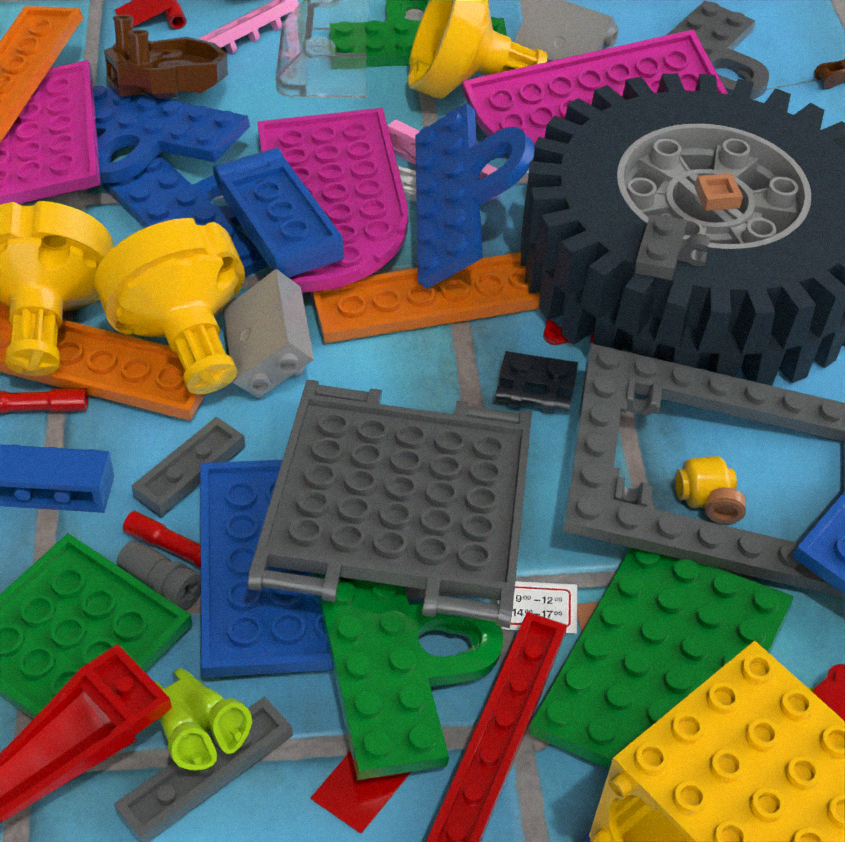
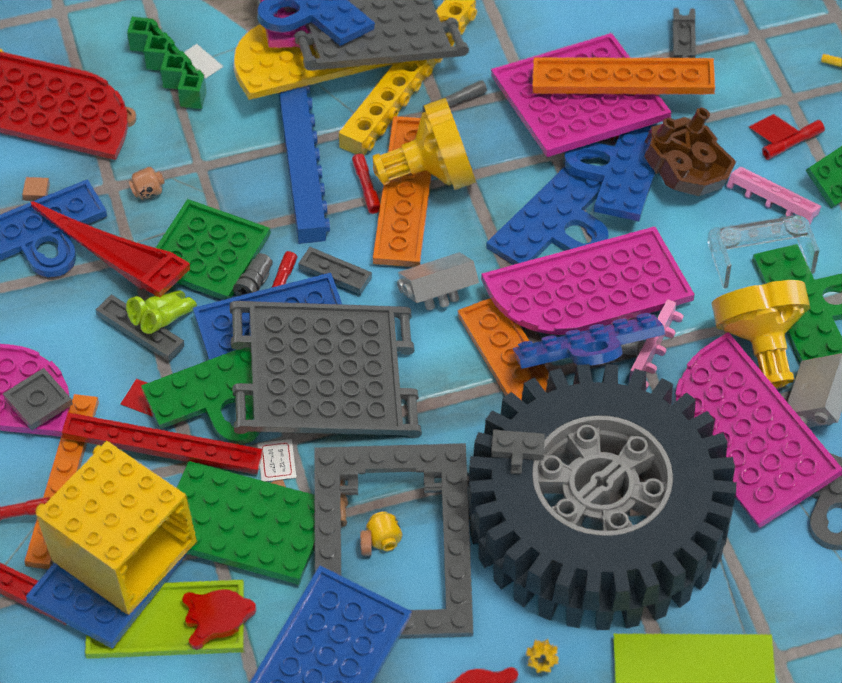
camera: 80 degrees right, 5 degrees up
(173, 286) = (439, 218): yellow piece -> none
(279, 213) = (538, 252): blue hinge -> none
(536, 382) = (457, 426): black plate -> none
(718, 192) = (587, 474): nougat tile -> none

